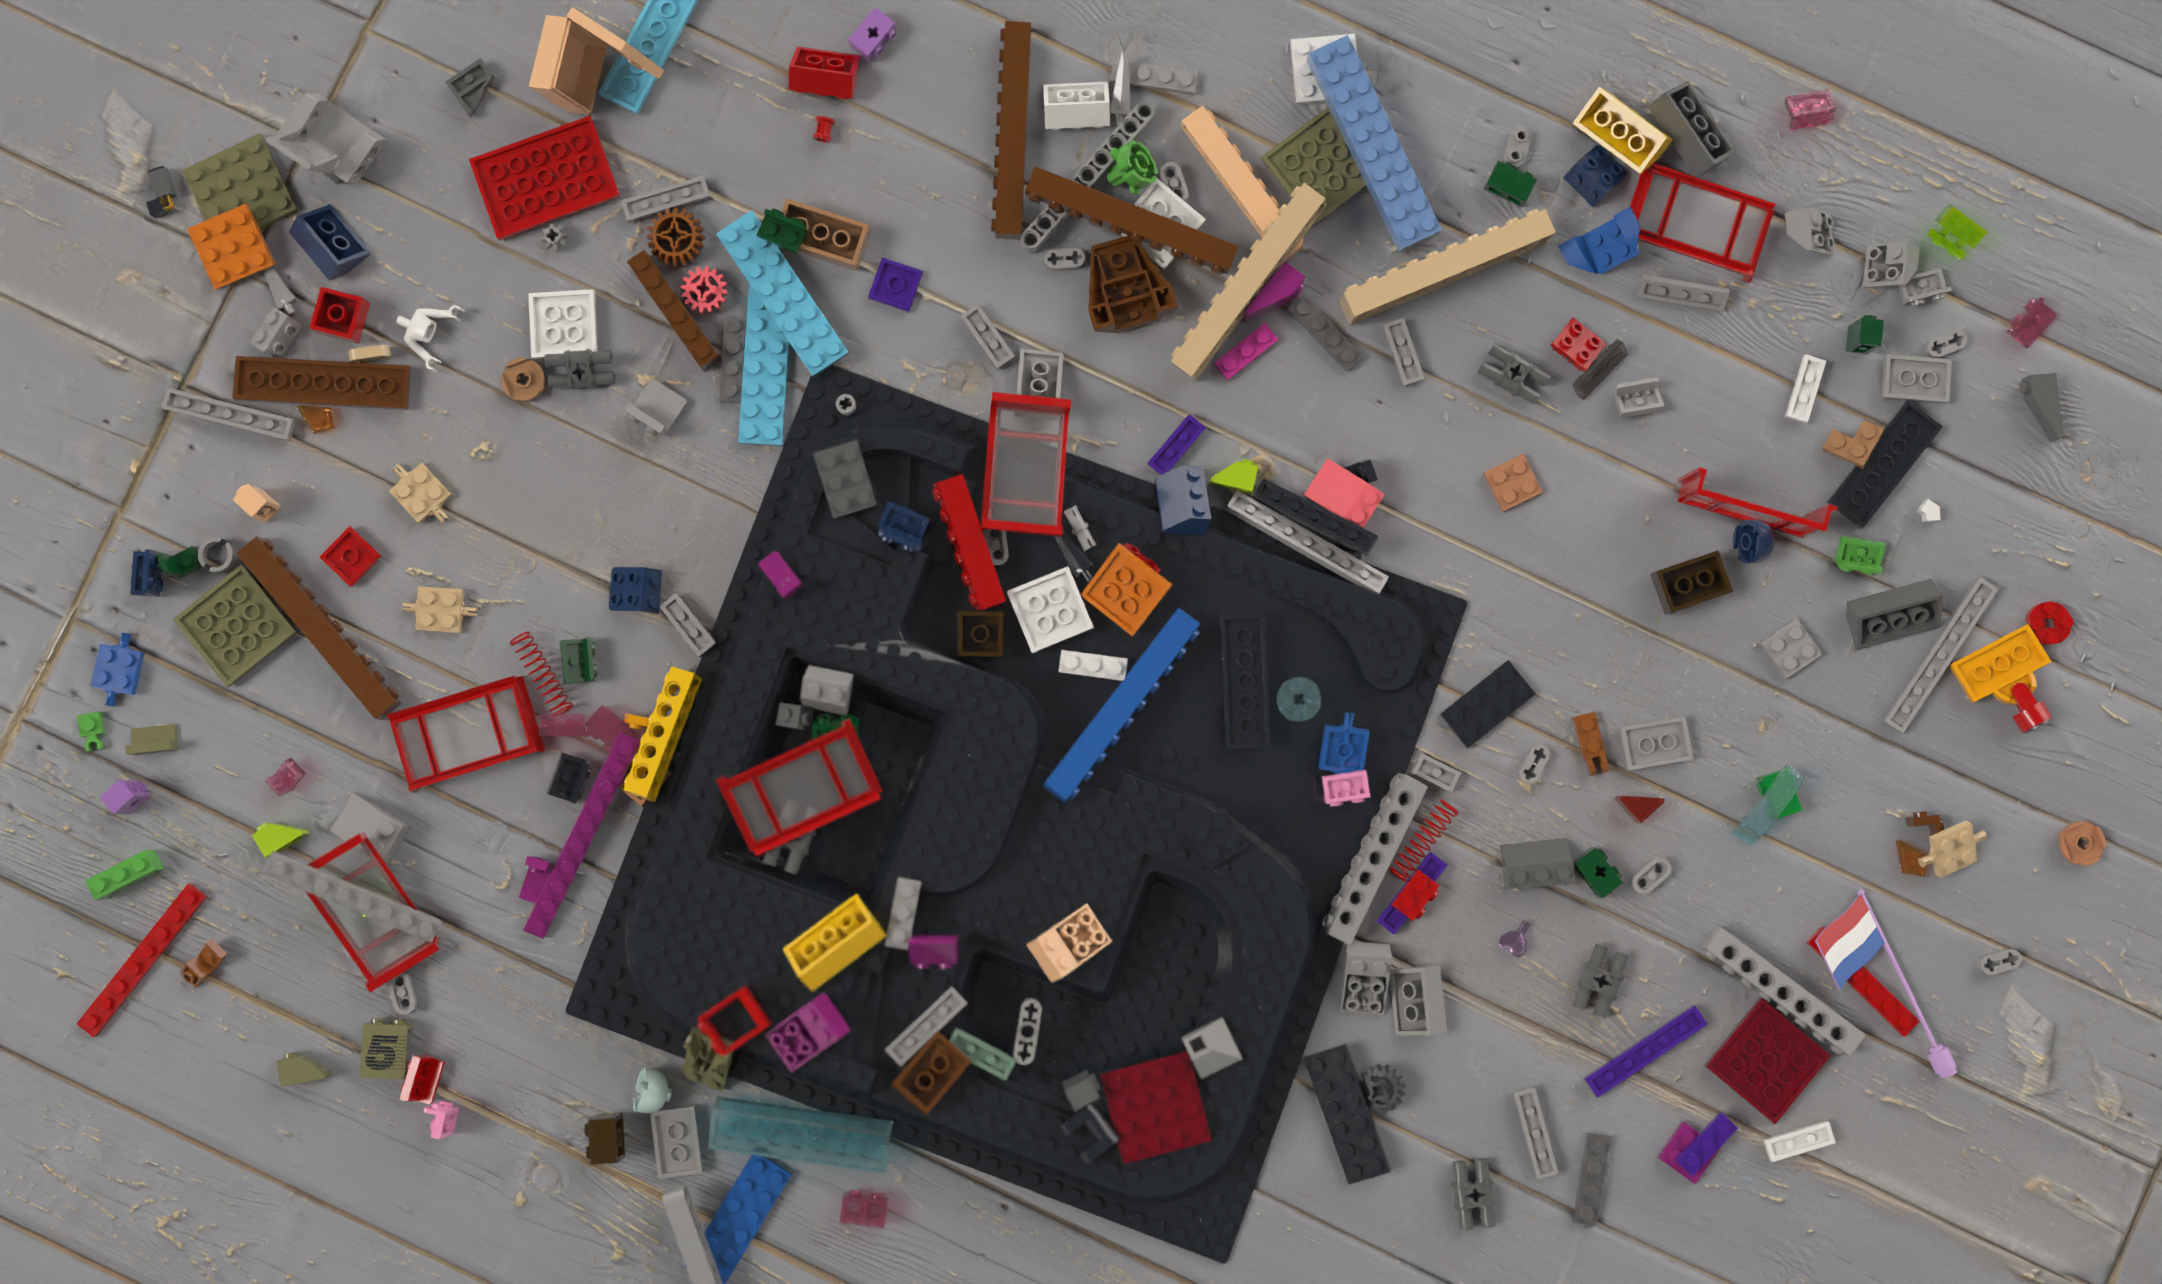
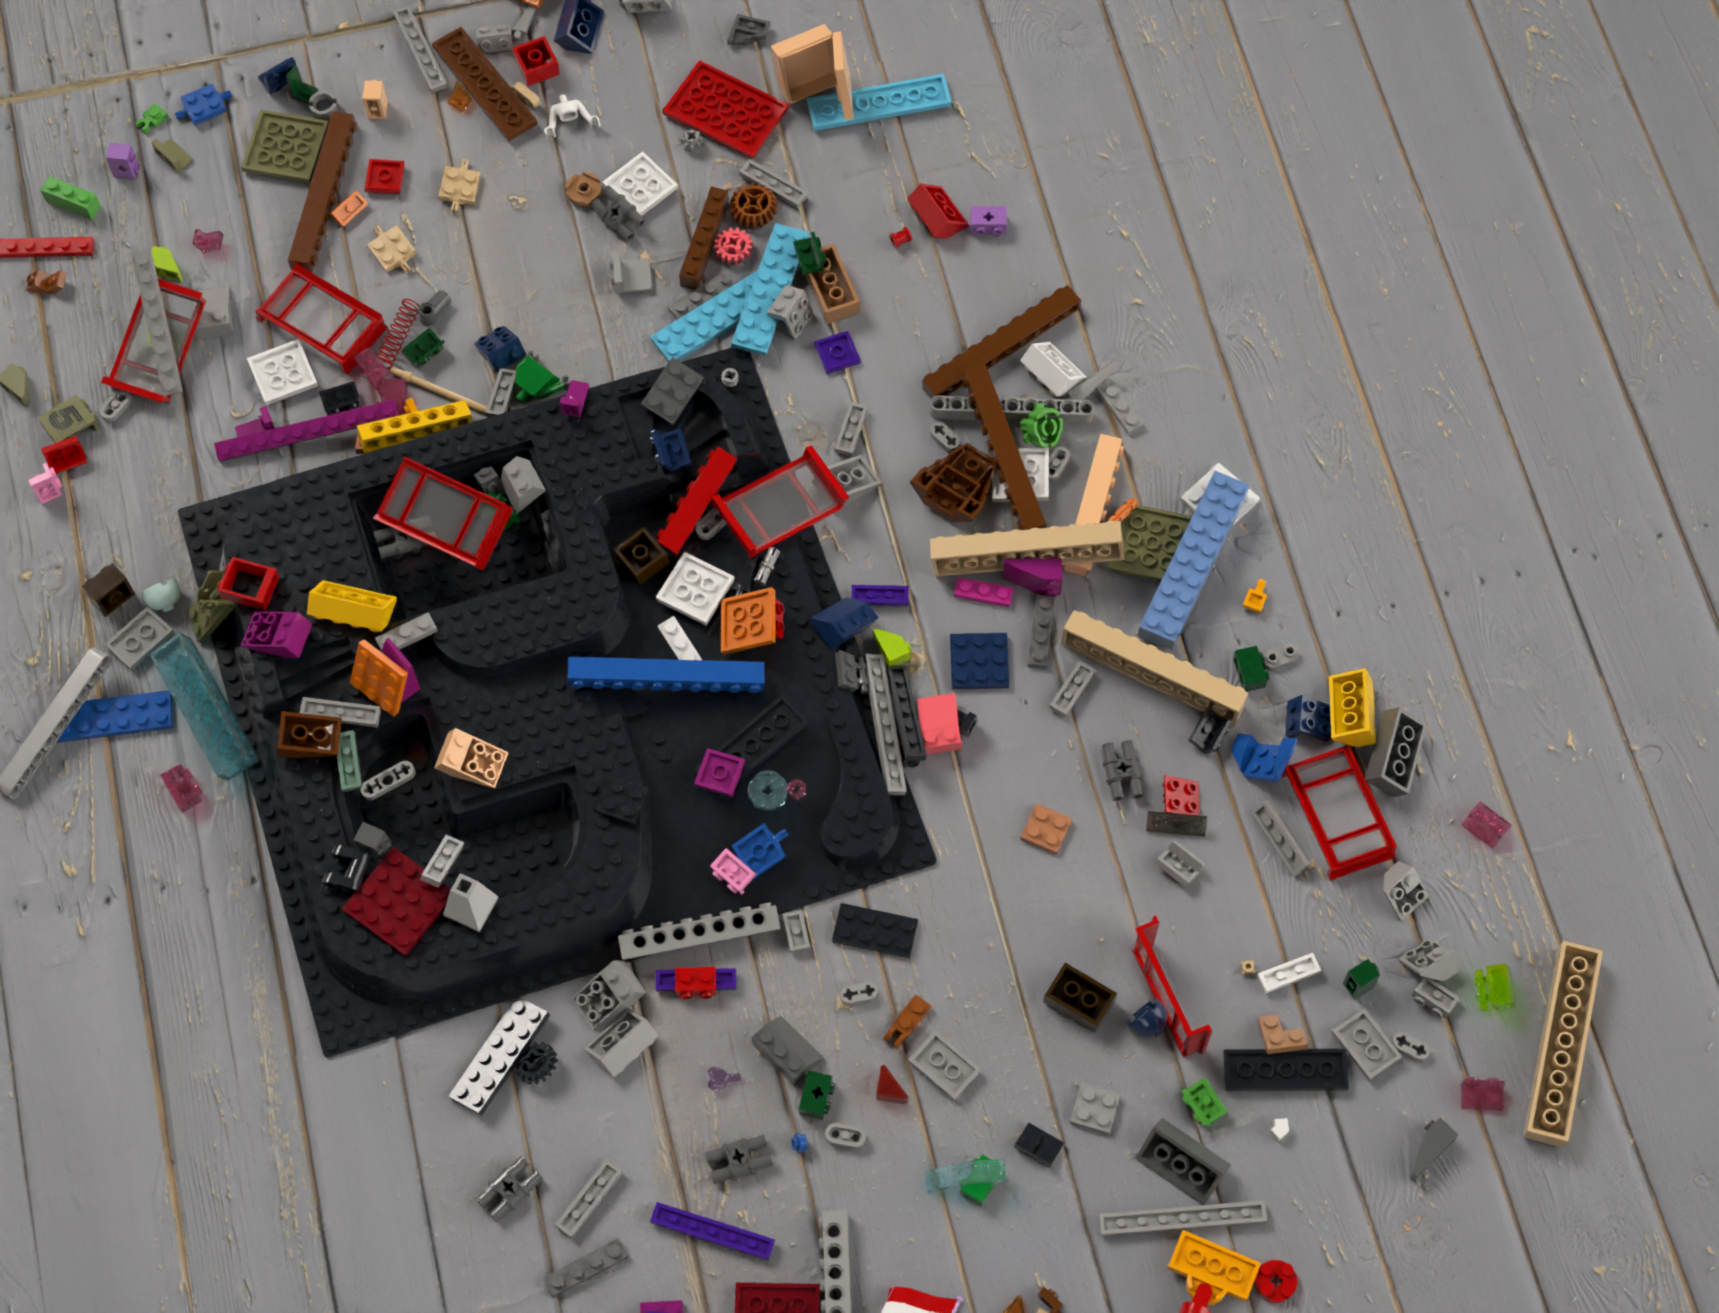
camera: 50 degrees right, 20 degrees down
(360, 617) = (349, 208): none -> orange plate
(494, 811) = (282, 372): none -> white plate
(540, 616) = (434, 307): none -> dark grey piece
(597, 697) = (409, 377): none -> tan bar
(700, 582) = (537, 379): none -> green torso
(822, 292) = (792, 308): none -> light grey bracket
(928, 971) = (378, 677): none -> orange plate
(1150, 1042) = (442, 861): none -> light grey plate
(1236, 538) = (847, 672): none -> dark grey plate
(1252, 730) = (719, 772): none -> magenta plate
(1274, 167) = (1124, 510): none -> orange axle
(1309, 410) = (979, 661): none -> dark blue plate
(1310, 673) = (792, 785): none -> clear pink bush
(1397, 873) = (701, 954): red piece -> none
(1447, 122) = (1255, 598): none -> light orange plate
(1540, 268) = (1209, 731): none -> black bracket
(1627, 919) = (799, 1143): none -> blue plate
(1771, 418) = (1247, 967): none -> tan piece
(1795, 716) = (1029, 1139): none -> black piece
(2048, 219) = (1563, 1044): none -> tan brick

